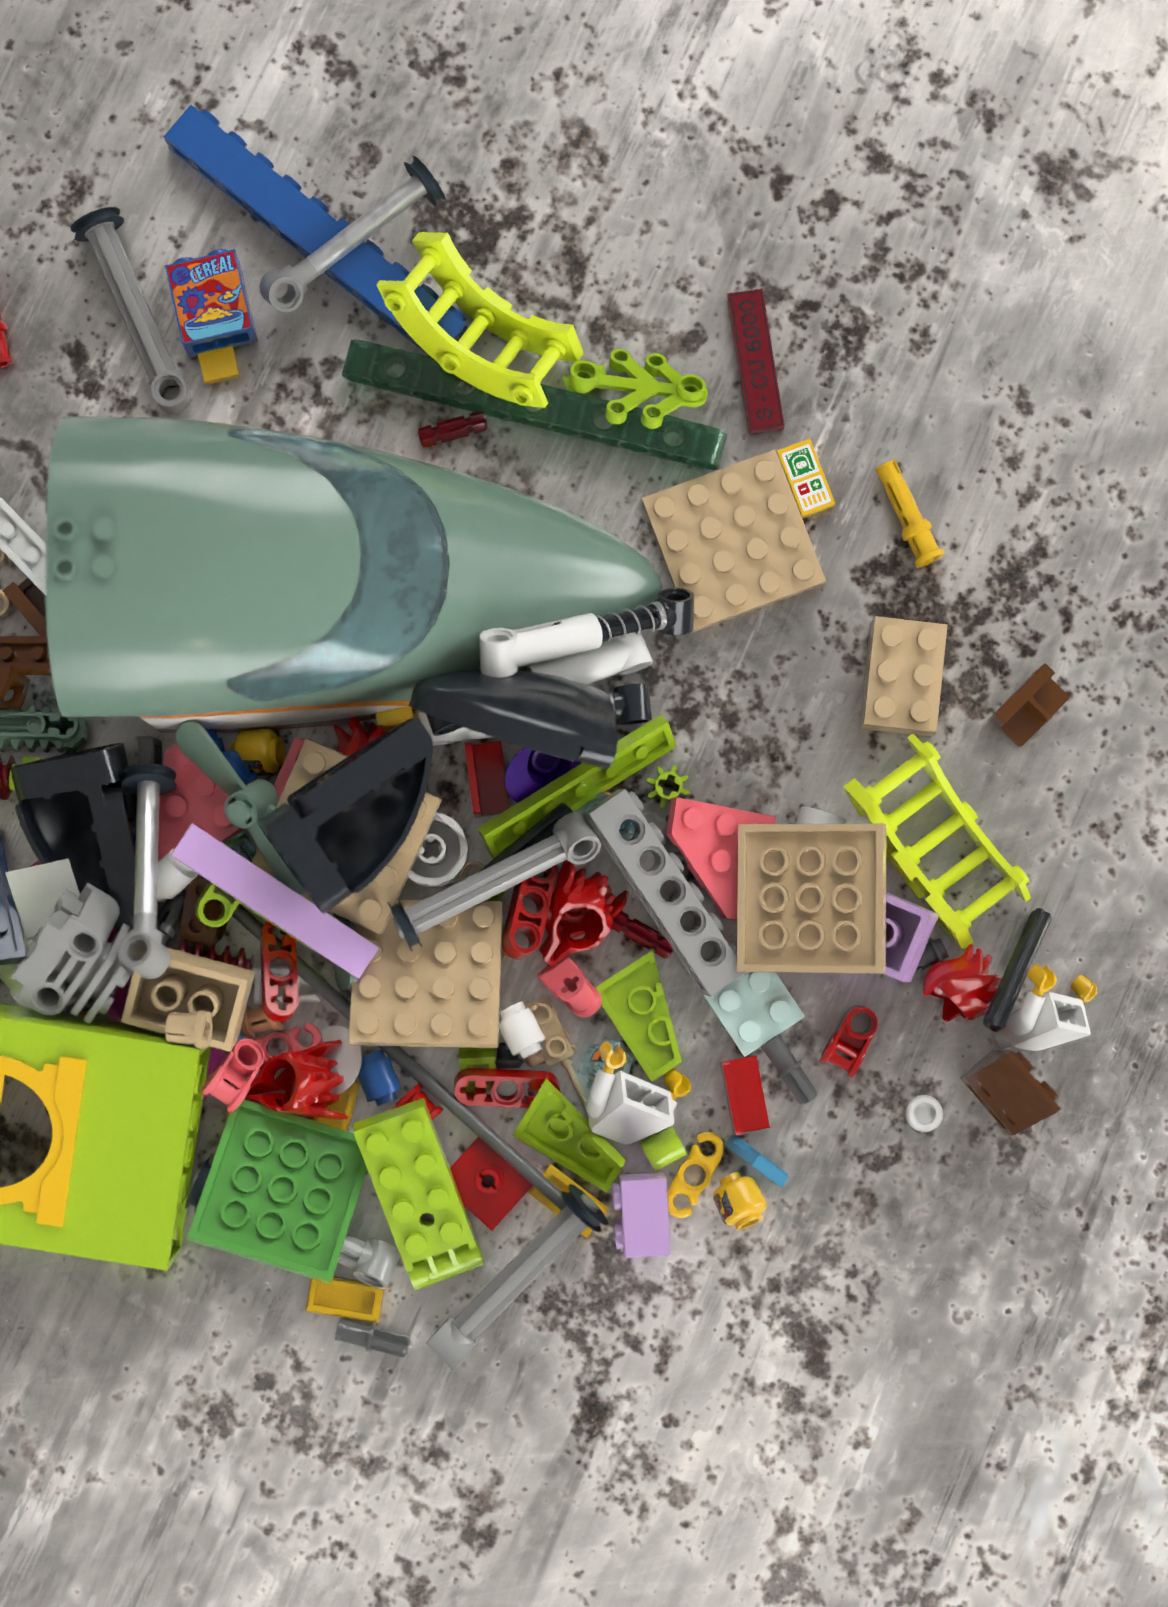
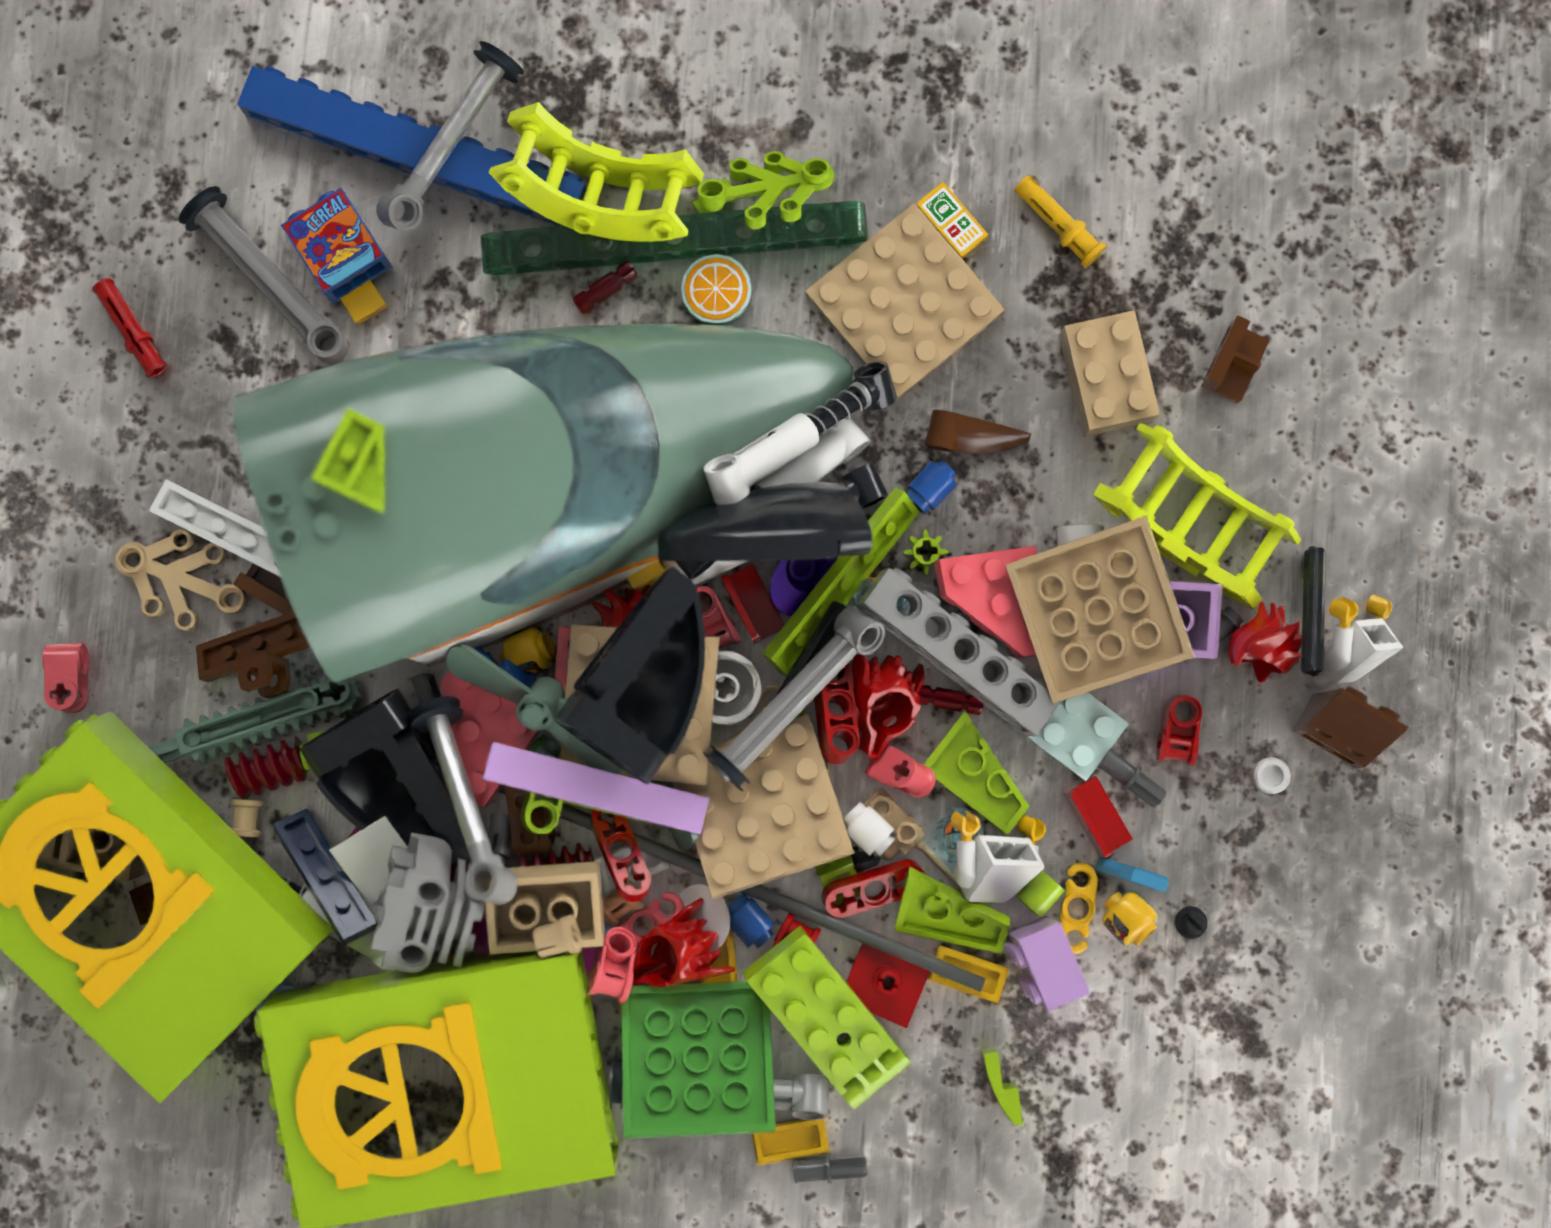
camera: 15 degrees left, 0 degrees up
(152, 518) = (355, 461): none -> lime wing
(172, 877) = (490, 798): white brick -> none
(446, 782) = (716, 620): none -> coral piece
(459, 1334) = (909, 1139): light grey piece -> none
(557, 467) = (716, 289): none -> tile
(562, 1326) = (1005, 1094): none -> lime slope
(696, 725) = (931, 486): none -> blue brick
(749, 689) = (968, 434): none -> reddish brown piece
(755, 361) = (866, 127): dark red tile -> none
(797, 1226) = (1191, 922): none -> black piece

